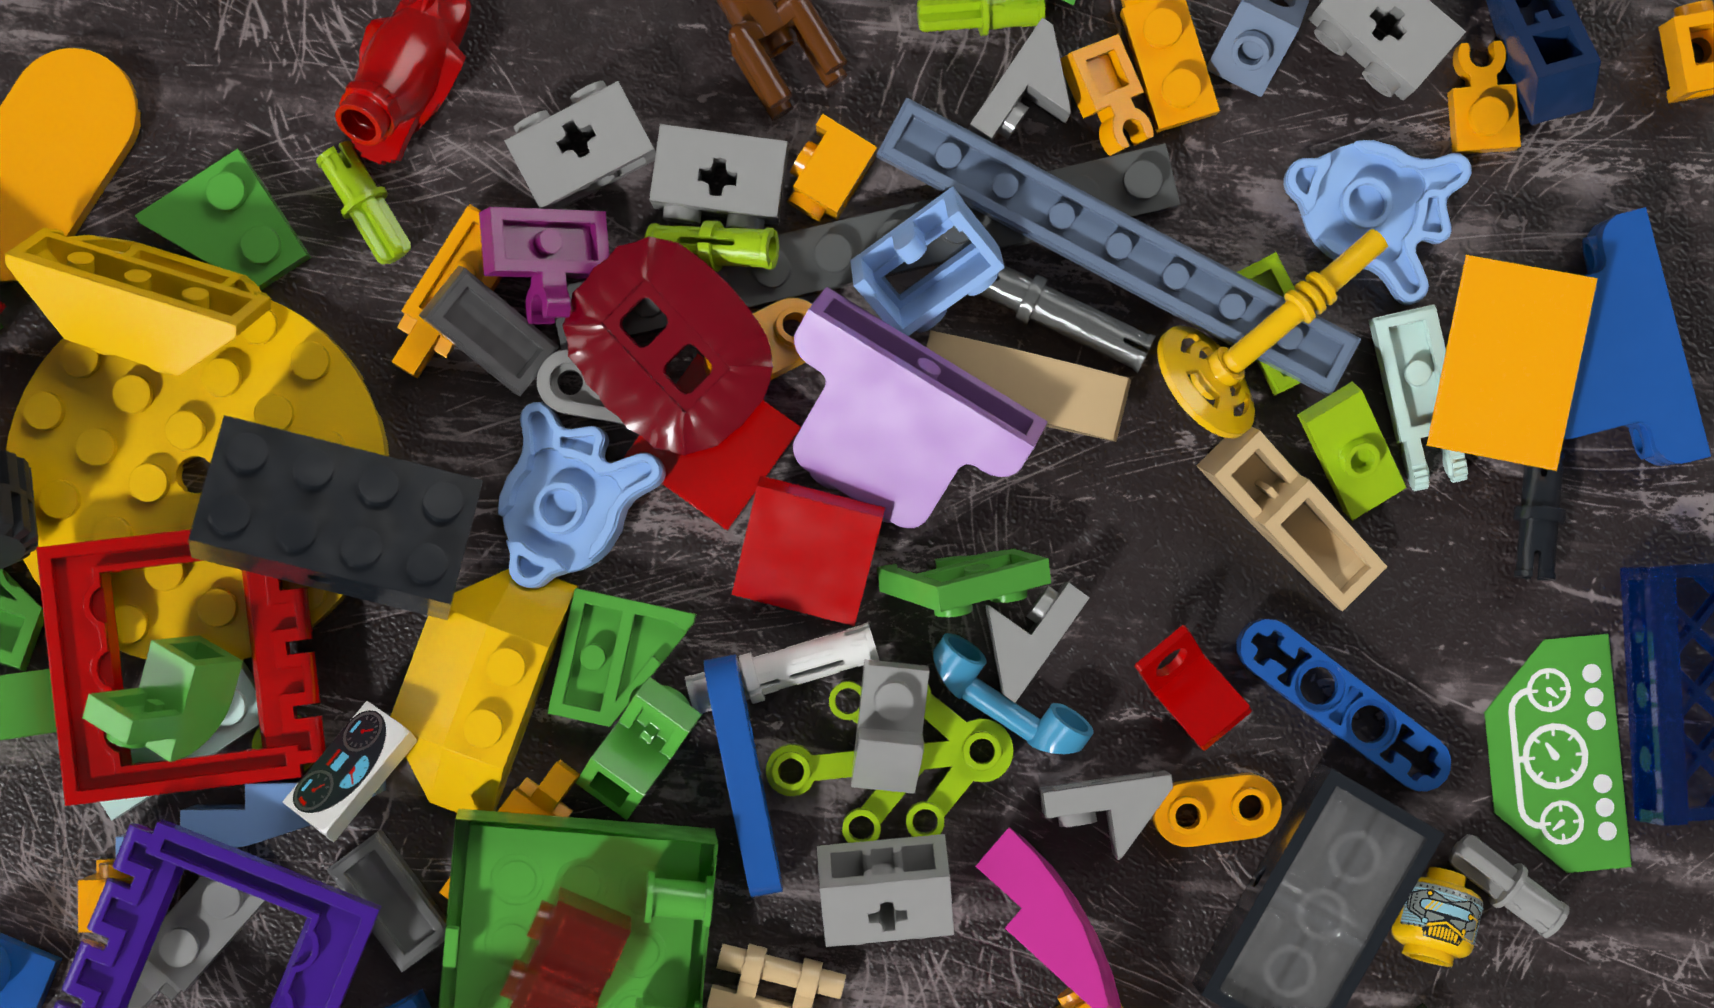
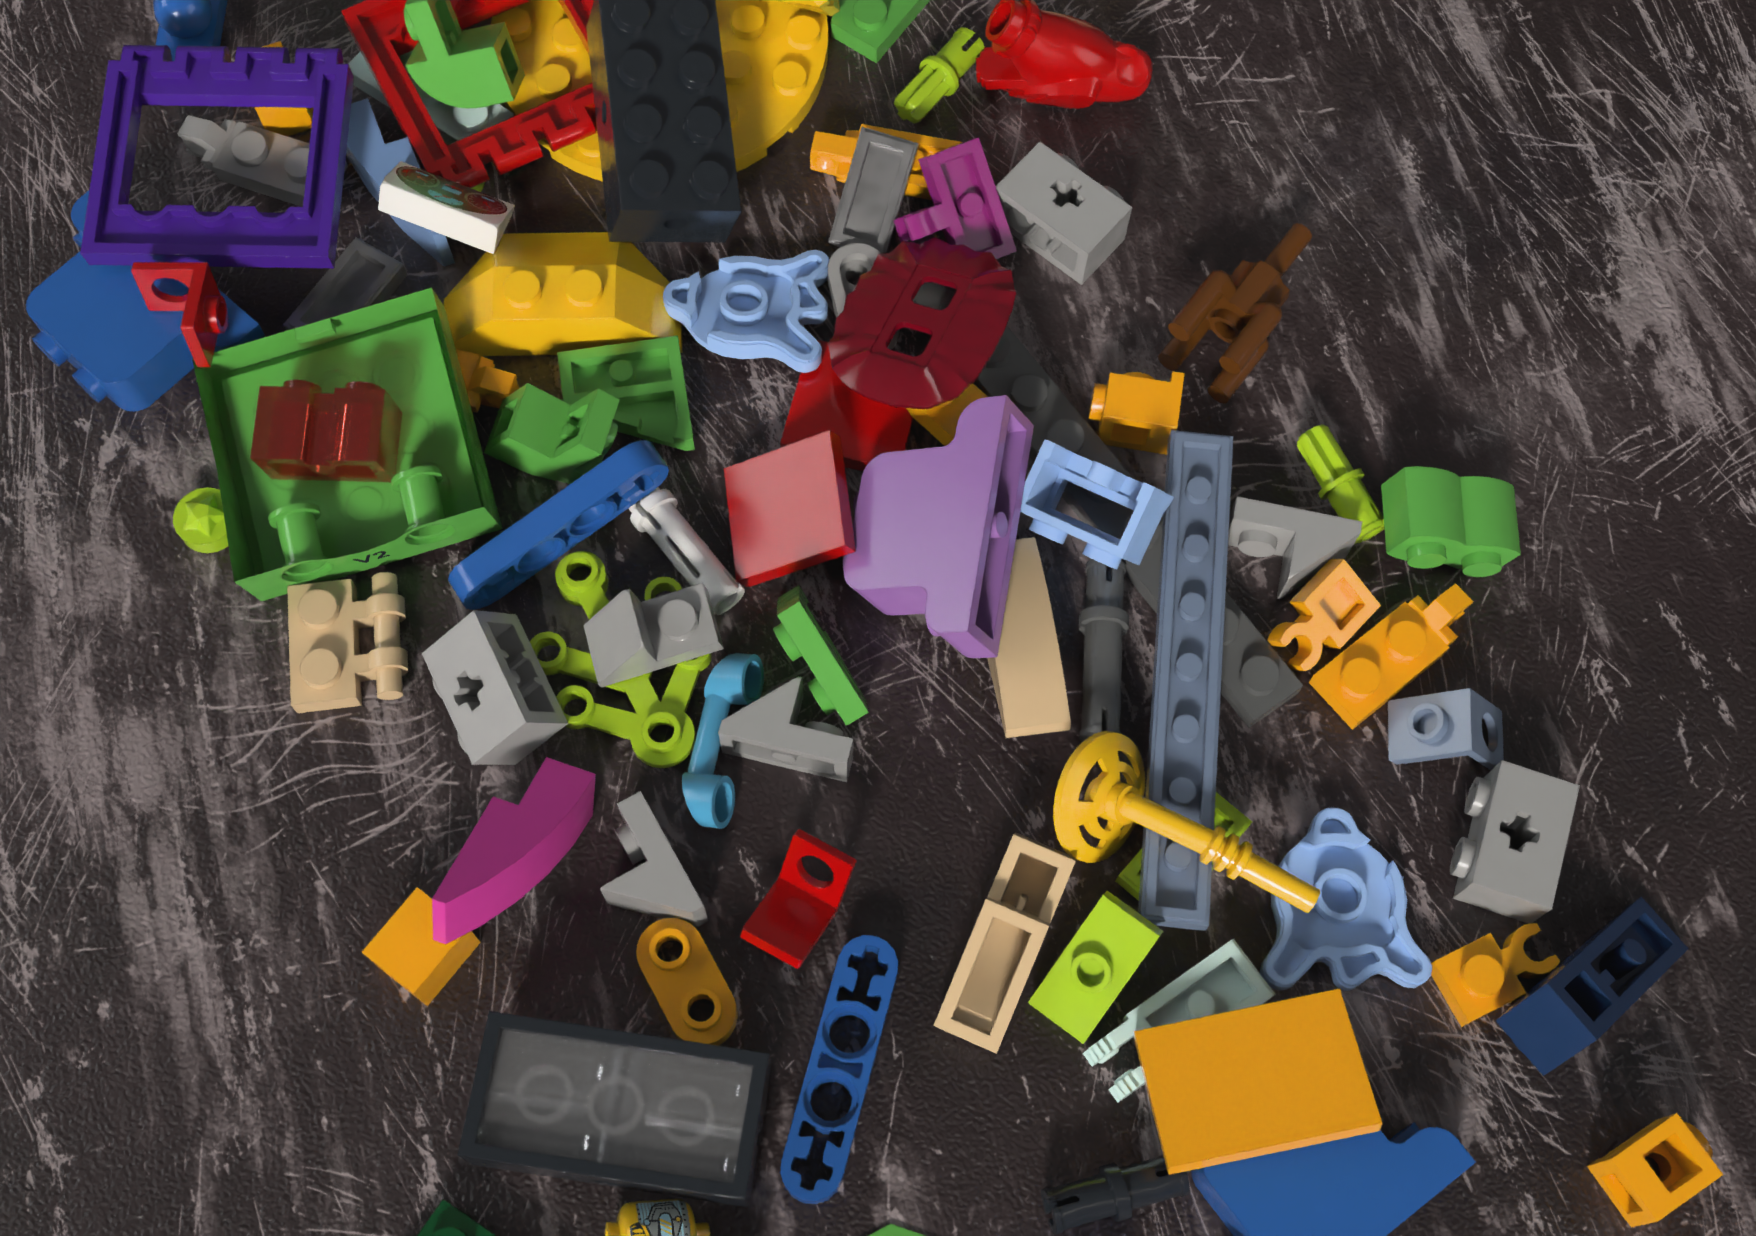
camera: 70 degrees right, 20 degrees down
(690, 154) = (1087, 322): light grey brick -> none
(722, 245) = (1029, 338): lime pin -> none

